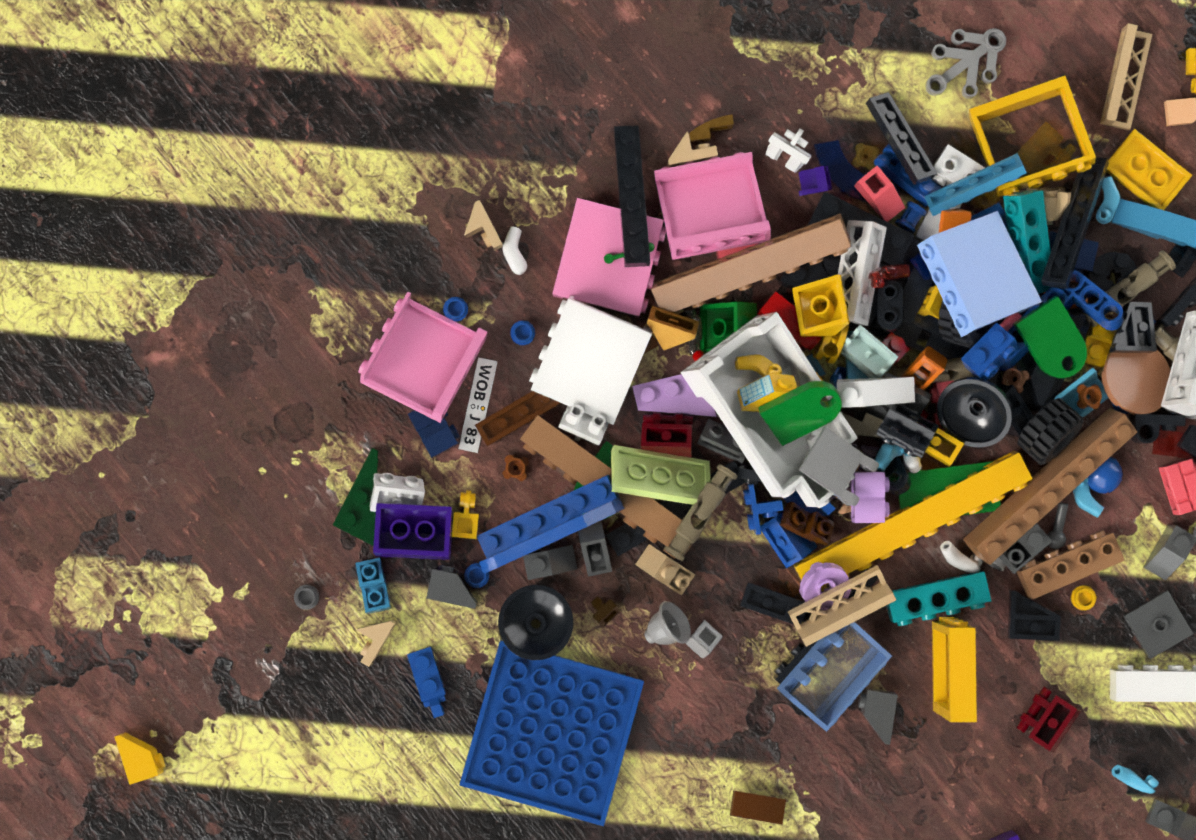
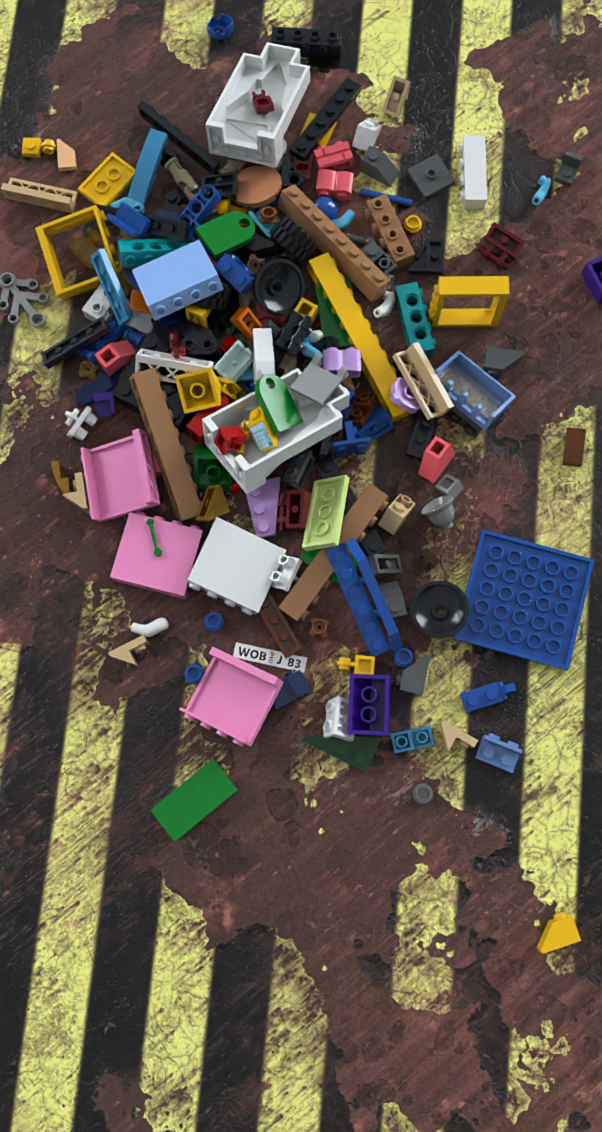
camera: 90 degrees left, 10 degrees down
(298, 313) = (194, 800): none -> green tile
(355, 692) = (498, 753): none -> medium blue bracket
(631, 196) = (110, 535): black plate -> none
(708, 500) = (350, 477): dark tan piece -> none
(738, 621) = (435, 459): none -> coral slope
(751, 350) = (230, 439): none -> red brick
(1073, 205) = (130, 221): none -> blue panel
(1124, 566) = (393, 199): none -> blue bar
(1141, 488) = (335, 184): none -> coral brick

